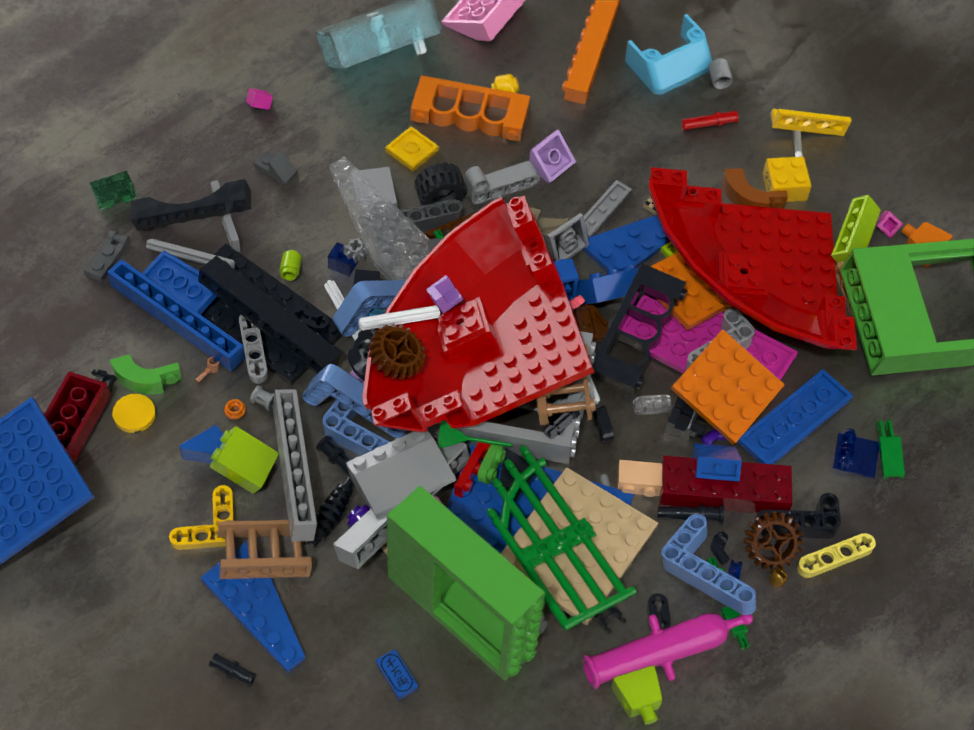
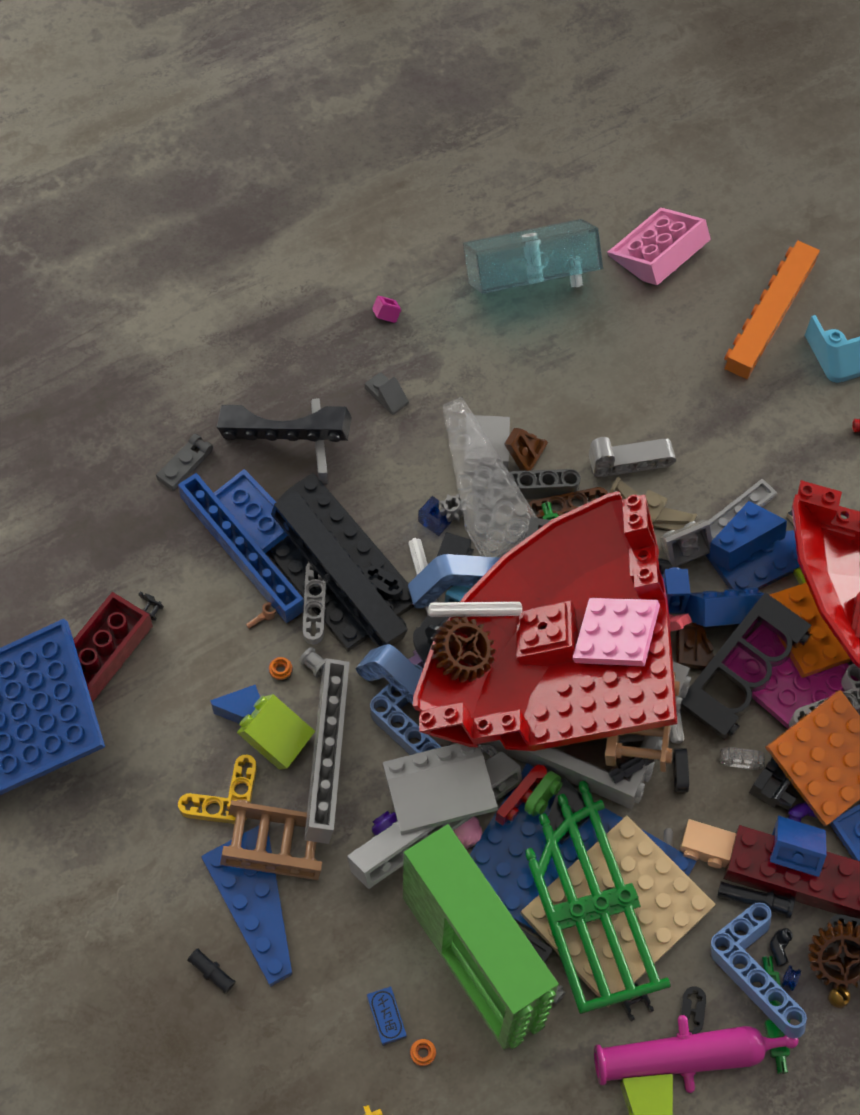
camera: 15 degrees right, 5 degrees up
(112, 190) = (206, 388): clear green brick -> none
(134, 413) = (173, 650): yellow tile -> none
(141, 379) = (190, 615): bright green arch -> none
(183, 252) = (269, 477): light grey axle -> none
(290, 265) = (377, 511): lime brick -> none
(332, 510) = (357, 810): black piece -> none
(335, 454) = (376, 742): black pin -> none
(405, 190) = (524, 448): none -> reddish brown wing
(411, 148) = (540, 397): yellow tile -> none
(430, 88) = (655, 393): orange fence -> none
(435, 690) = (423, 1044): none -> orange plate
(440, 184) = (561, 450): black tyre -> none
(444, 294) = (531, 591): medium lavender panel -> none
(450, 436) = (501, 756): green piece -> none
(506, 83) = (661, 343): yellow head -> none
(525, 312) = (616, 631): none -> bright pink plate
(551, 157) = (694, 438): lavender slope -> none
(614, 224) = (745, 534): none -> blue wedge

